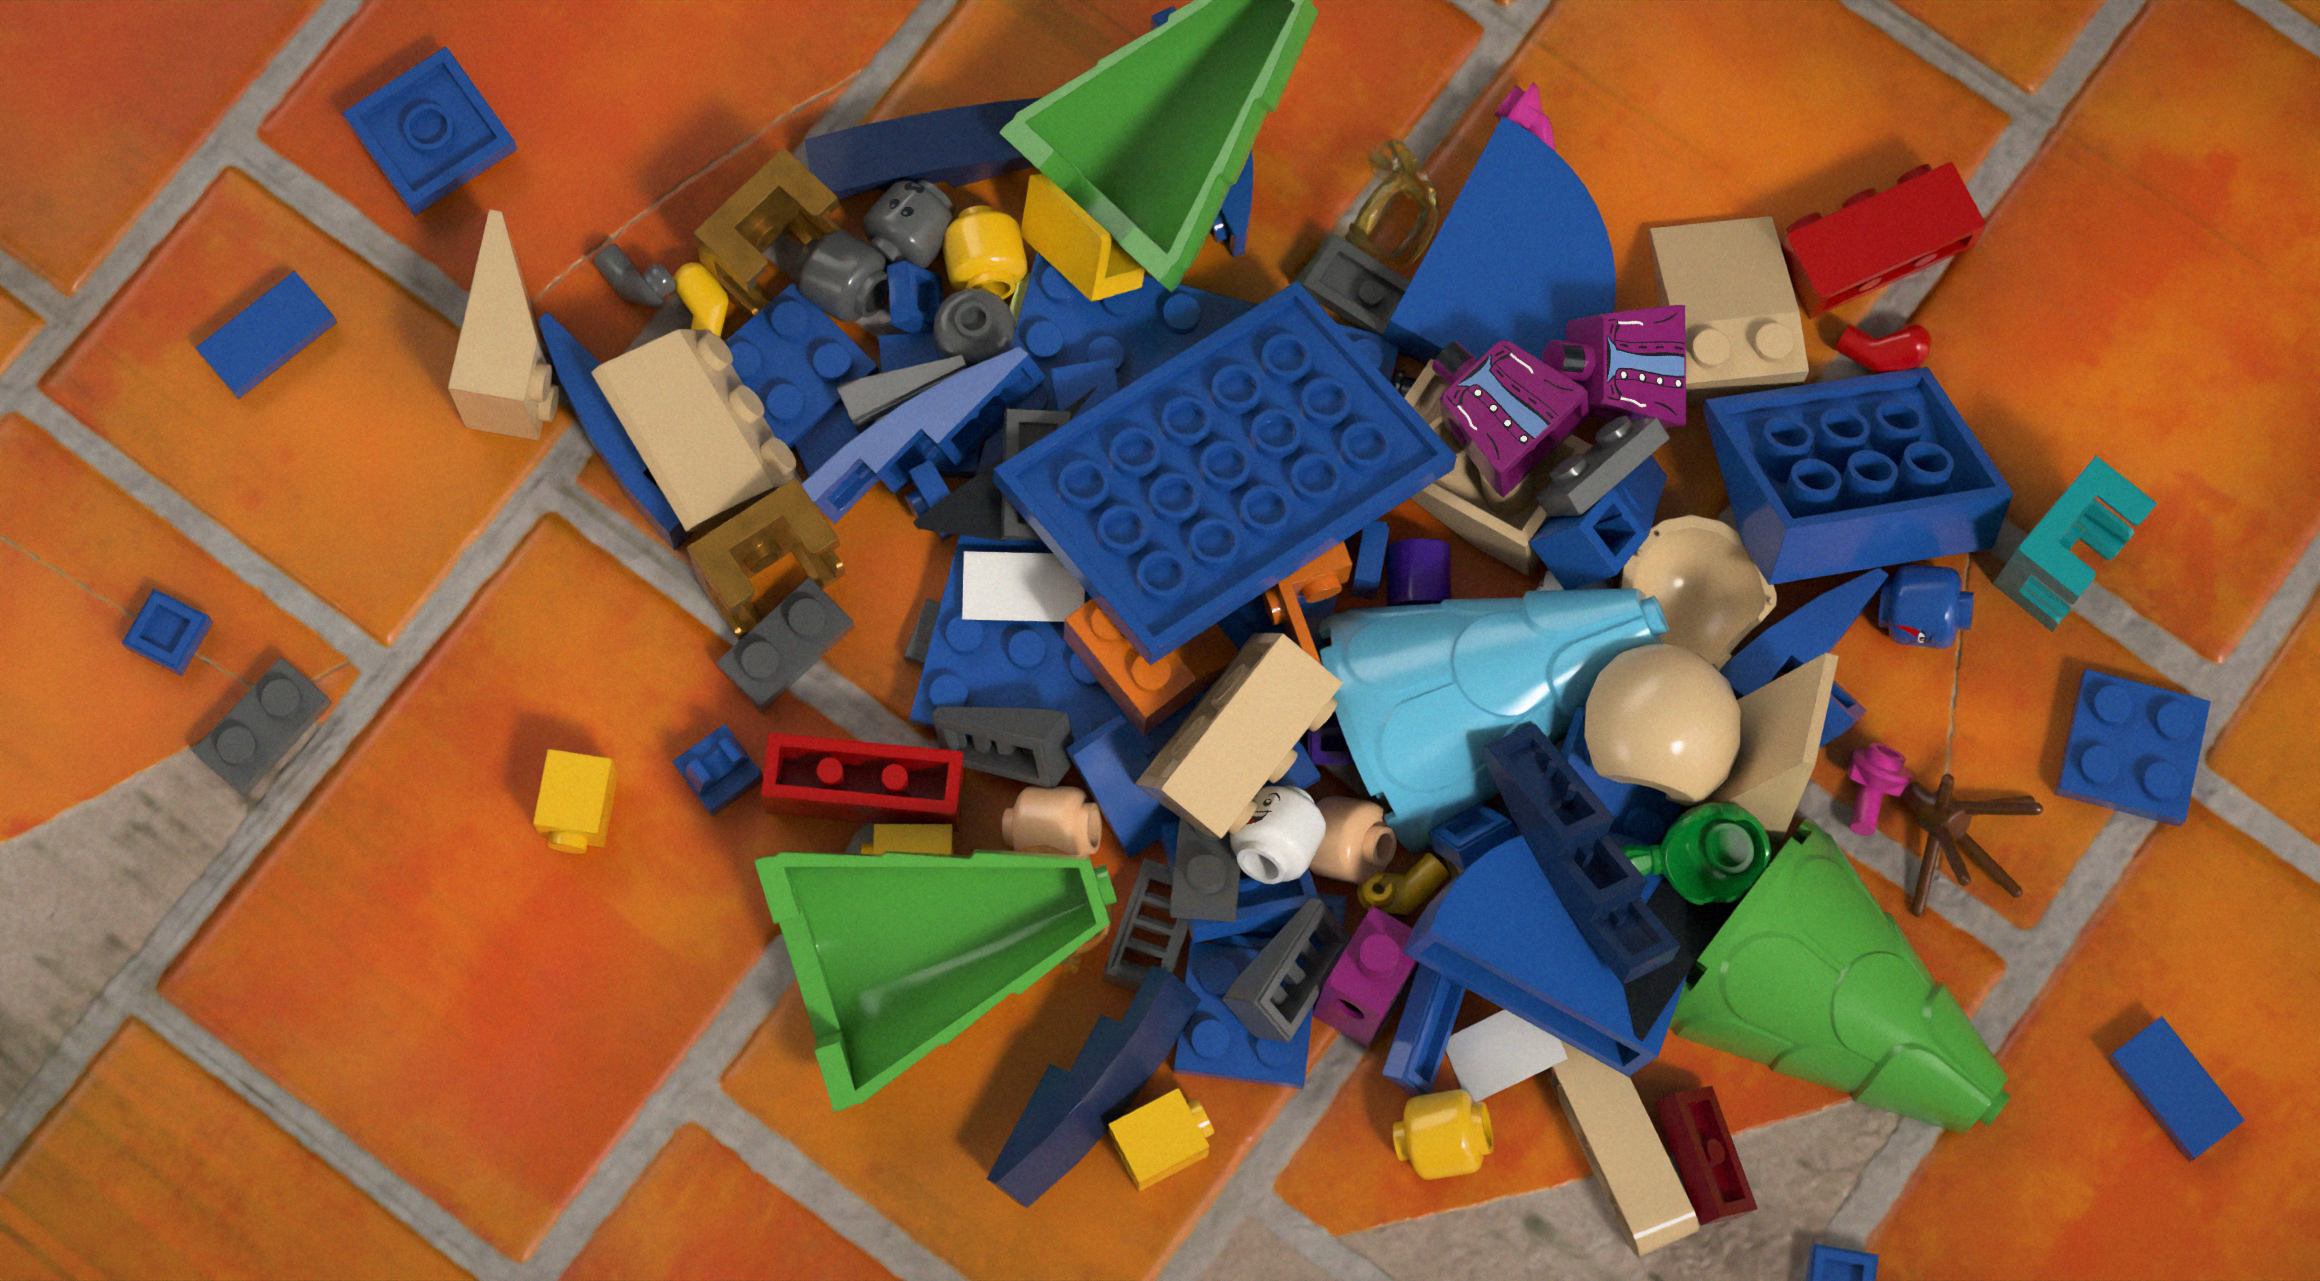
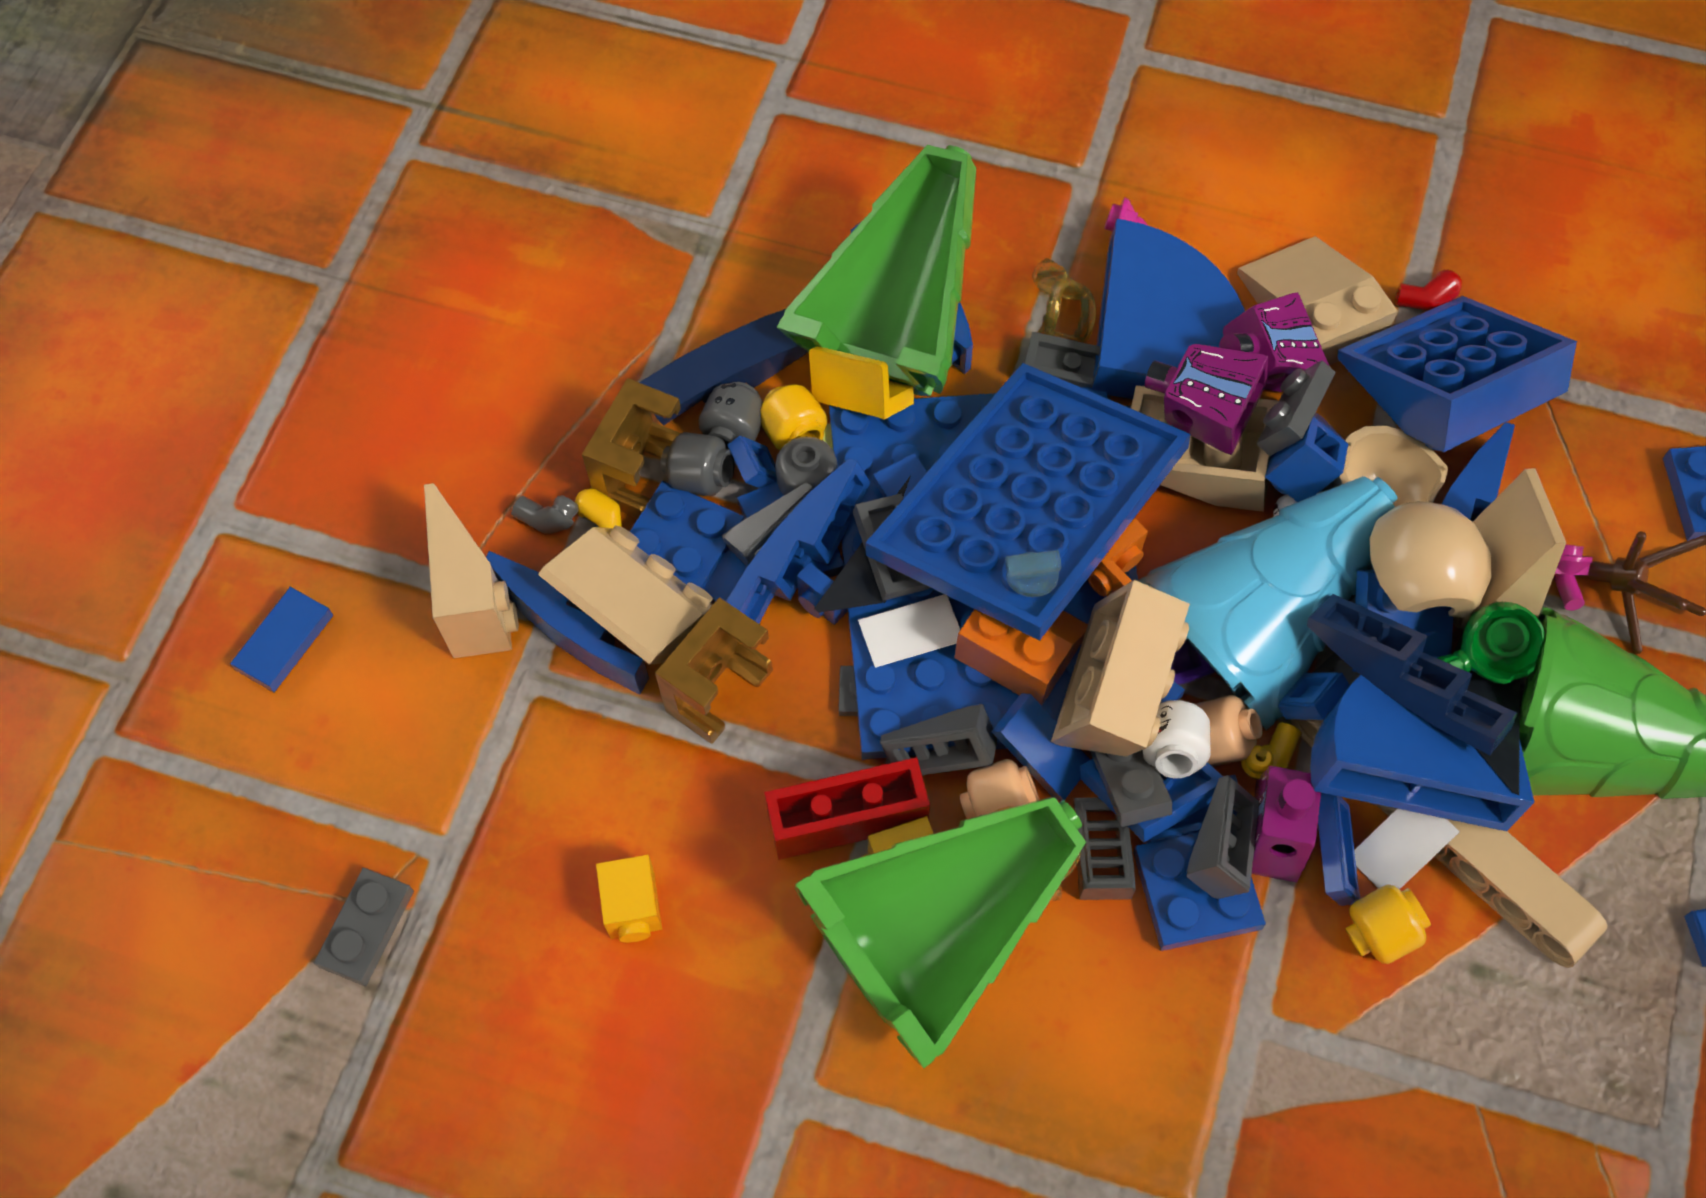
camera: 15 degrees left, 10 degrees down
(167, 632) = (267, 879): blue tile -> none
(430, 131) = (362, 462): blue plate -> none
(718, 770) = (730, 840): blue tile -> none
(785, 644) = (747, 733): dark grey plate -> none
(1075, 1106) = (1107, 997): dark blue slope -> none
(1161, 1138) = (1177, 1002): yellow brick -> none
(1168, 582) = (1033, 572): none -> clear light blue plate
(1370, 560) = (1155, 539): blue tile -> none
(1418, 572) = (1183, 531): dark purple brick -> none
(1705, 1155) = (1583, 871): dark red plate -> none
(1880, 237) = (1399, 220): red brick -> none
(1925, 606) = (1545, 441): blue head -> none
(2072, 517) = (1624, 365): teal panel -> none

